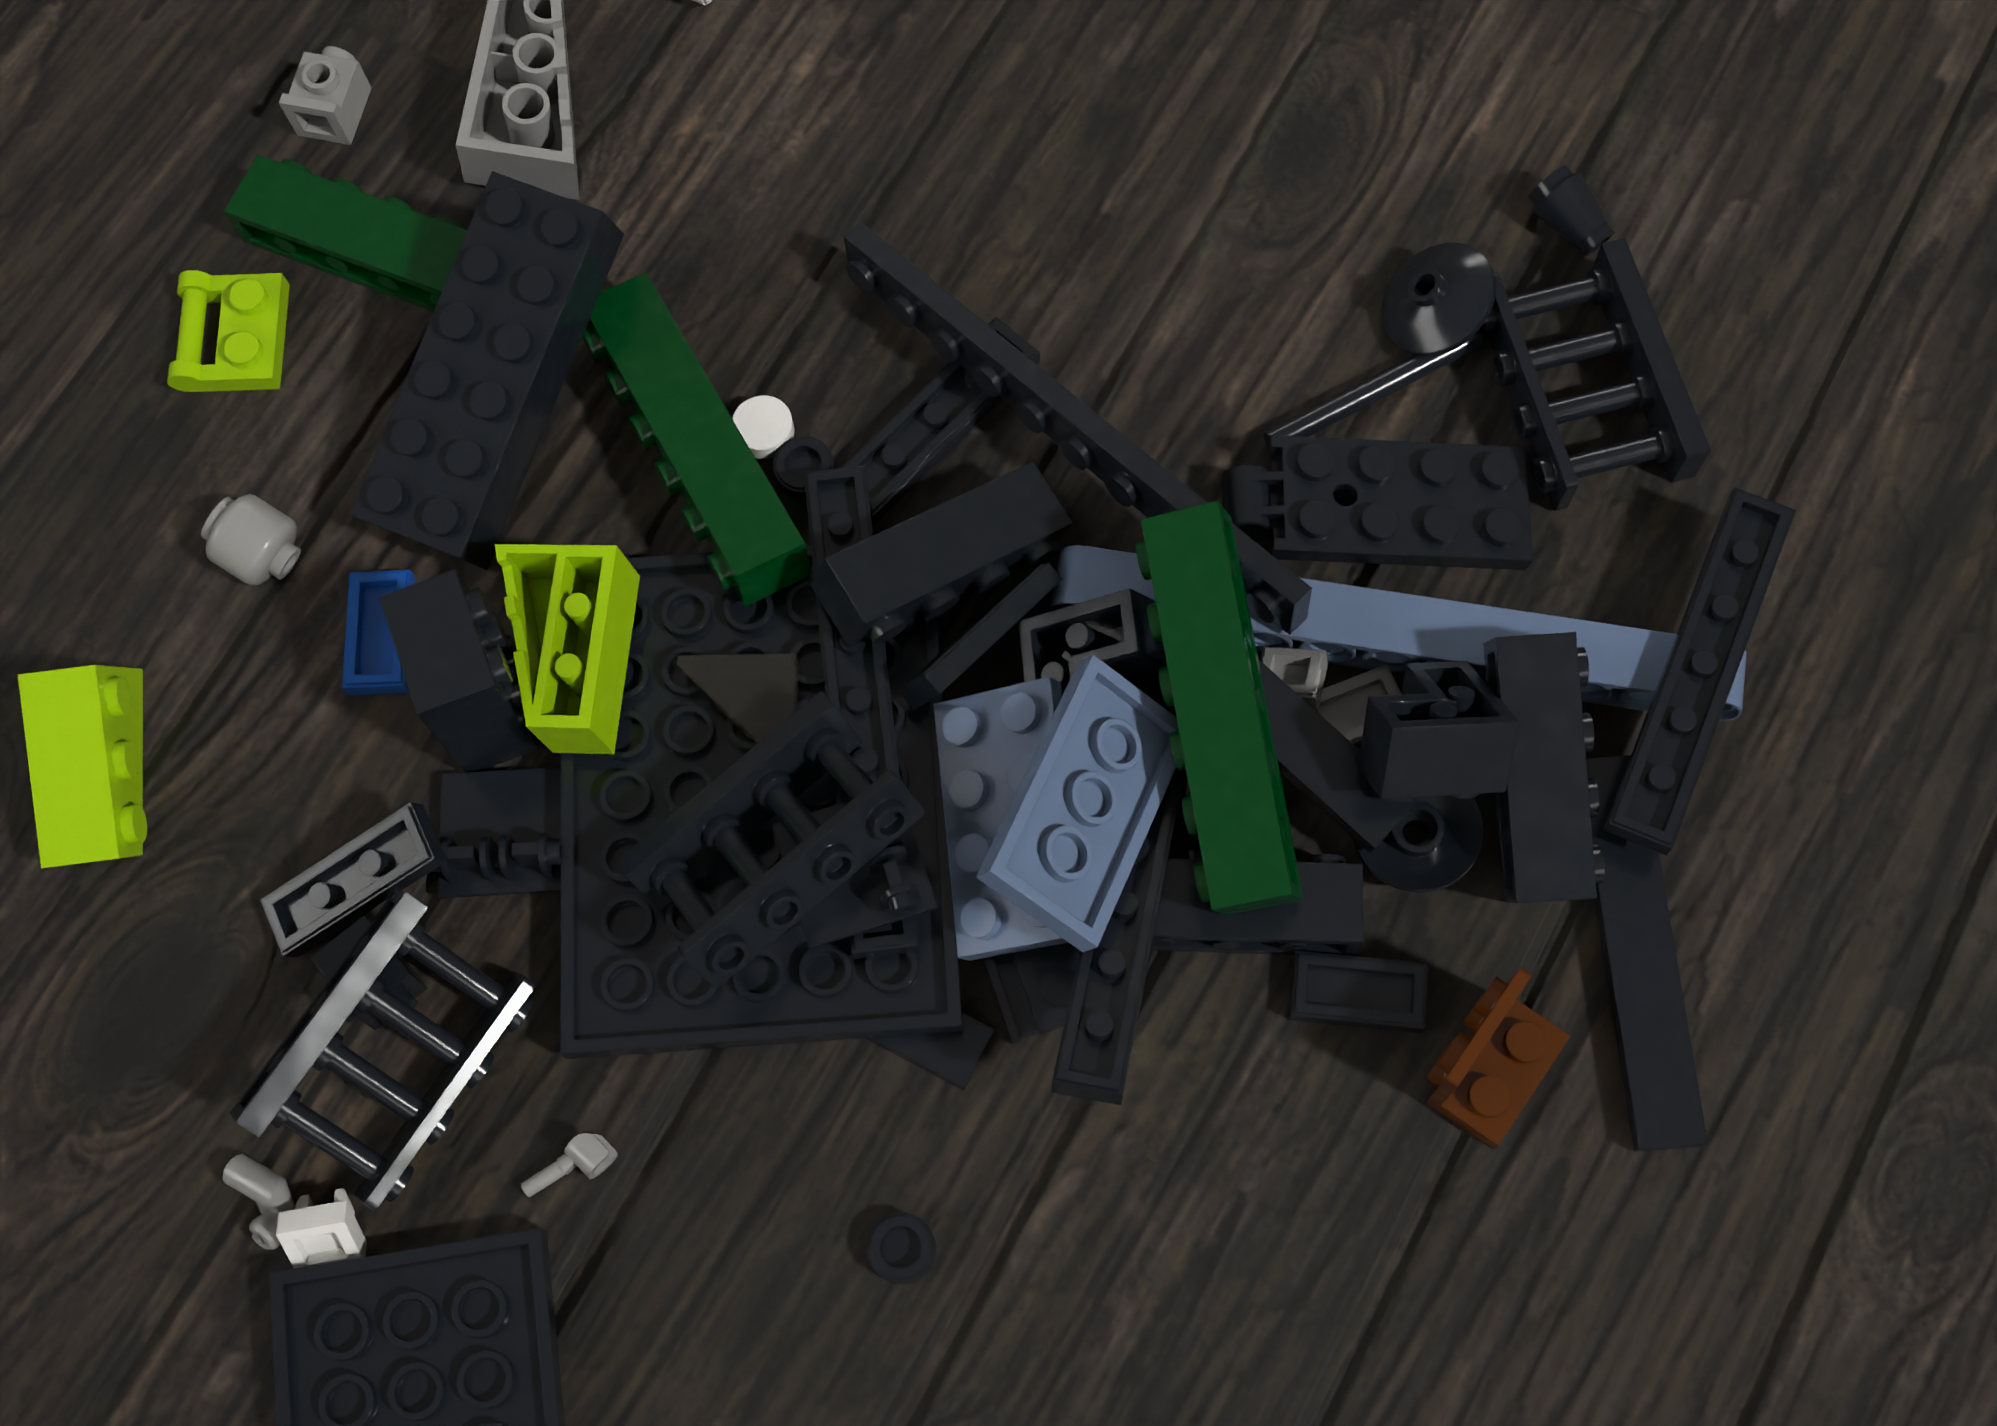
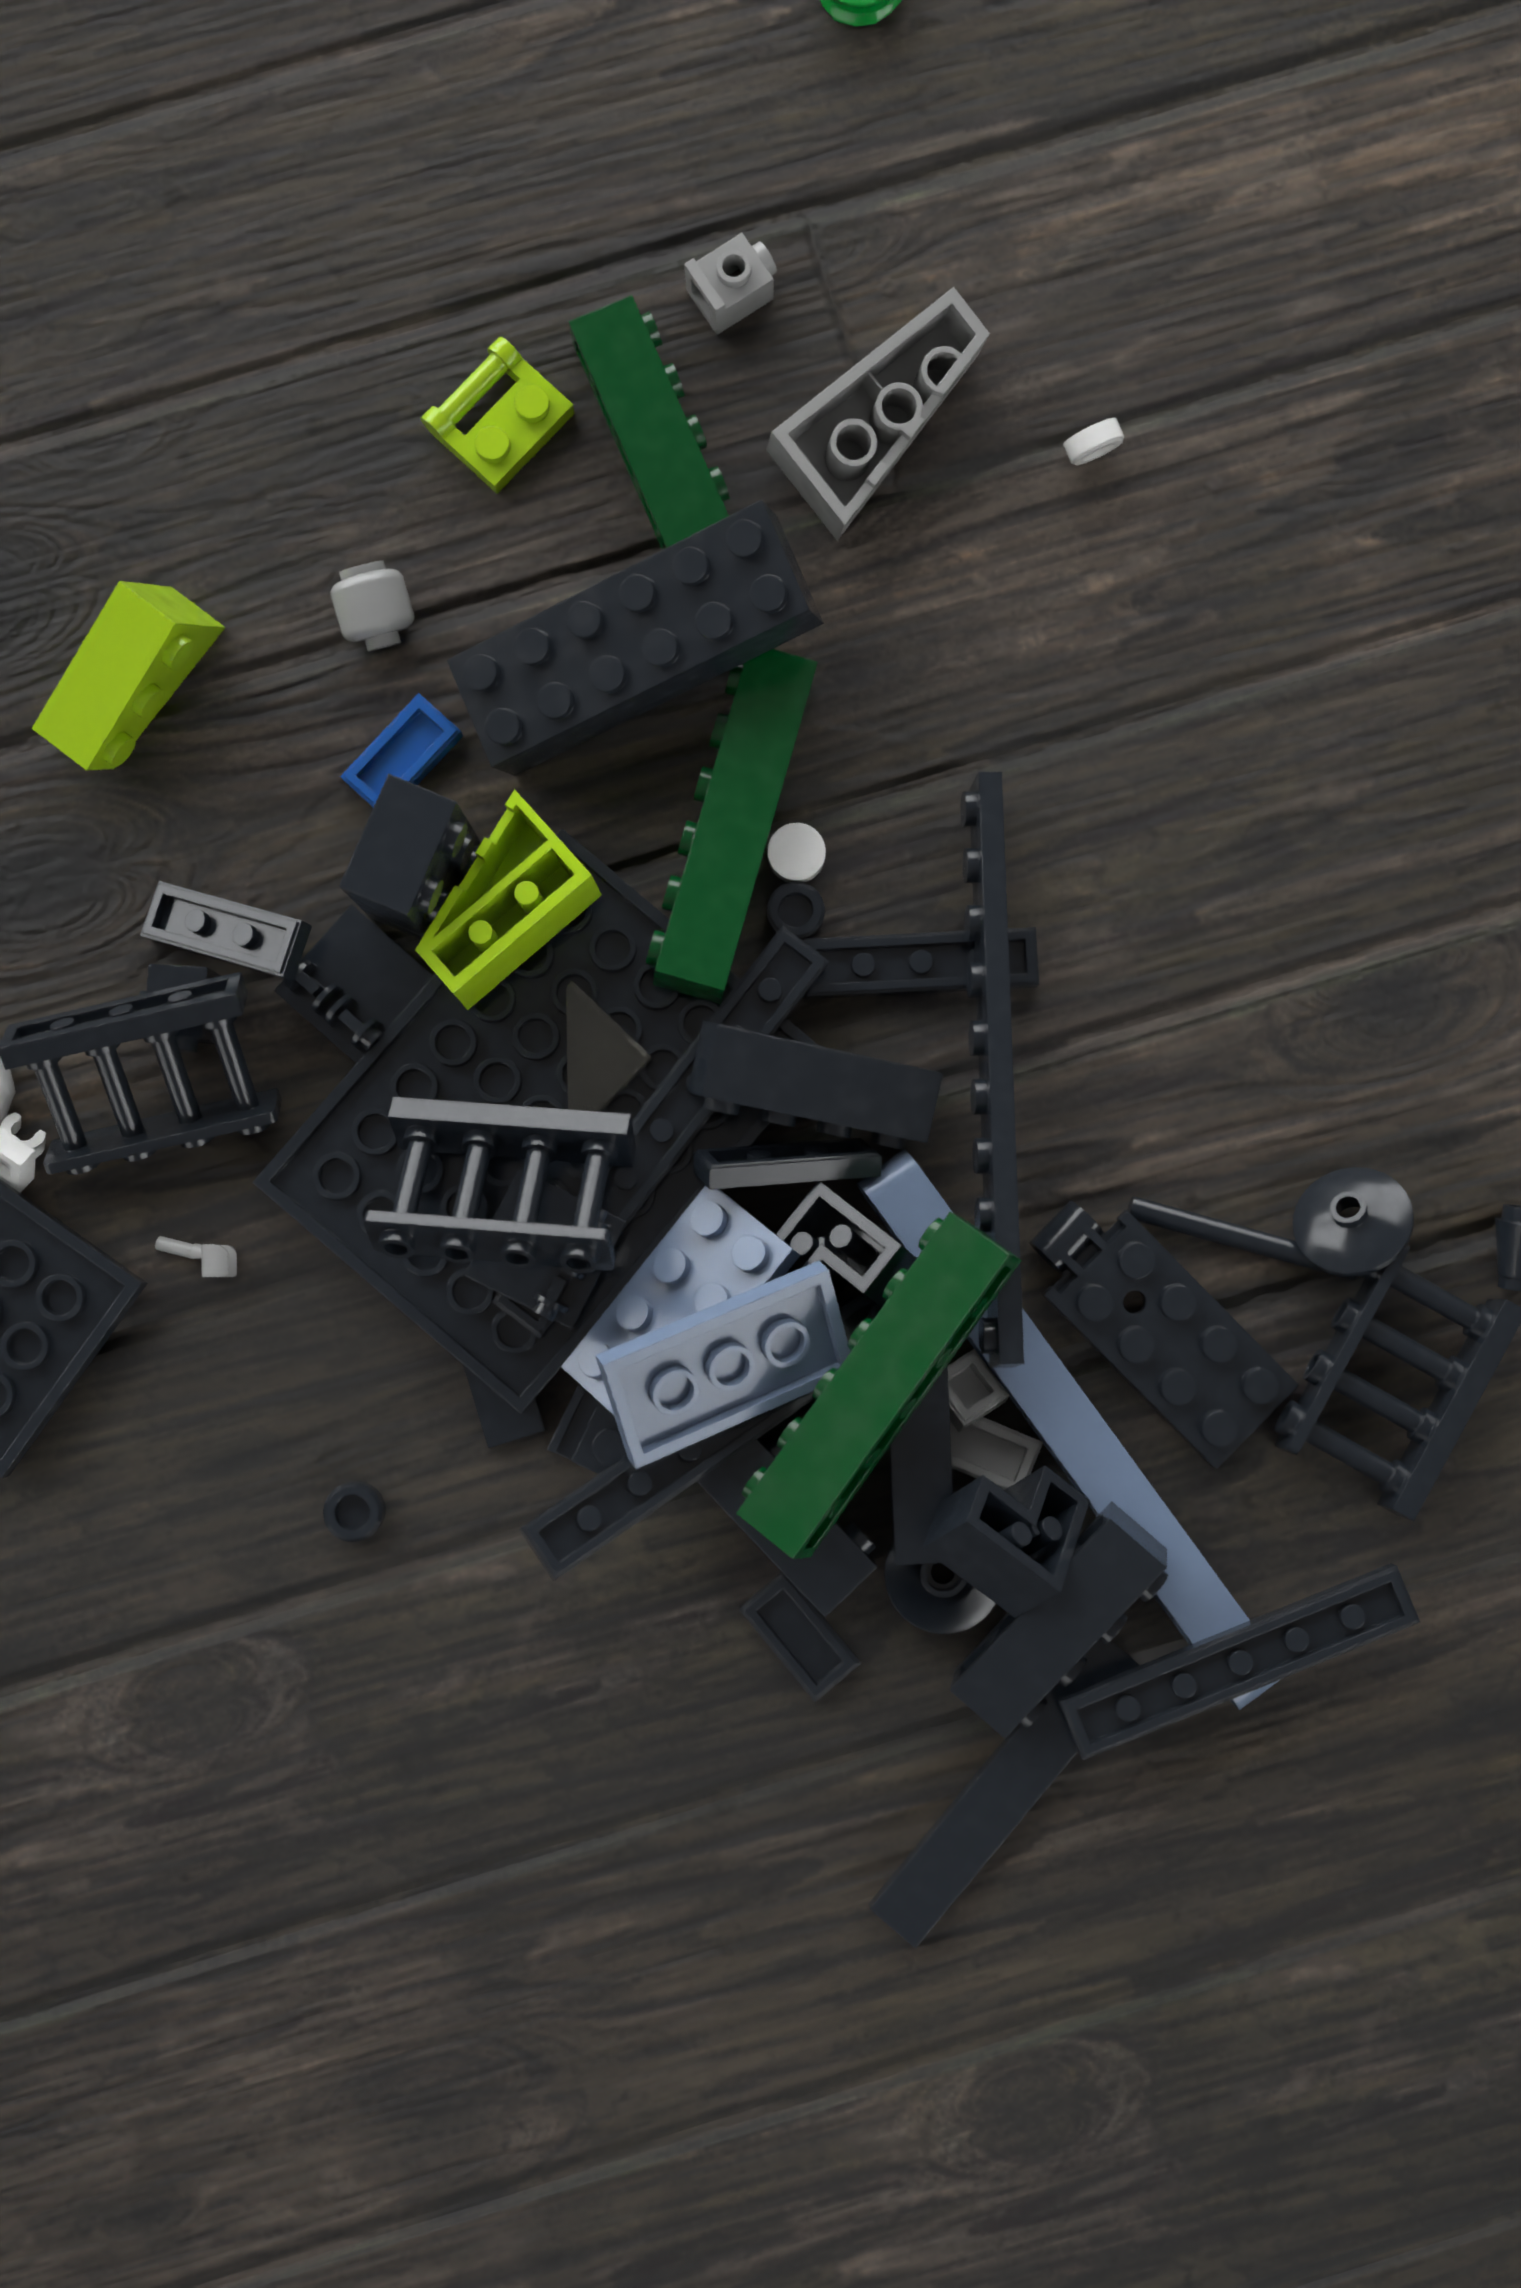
camera: 40 degrees right, 15 degrees up
(1497, 1069) = (835, 1768): reddish brown bracket -> none

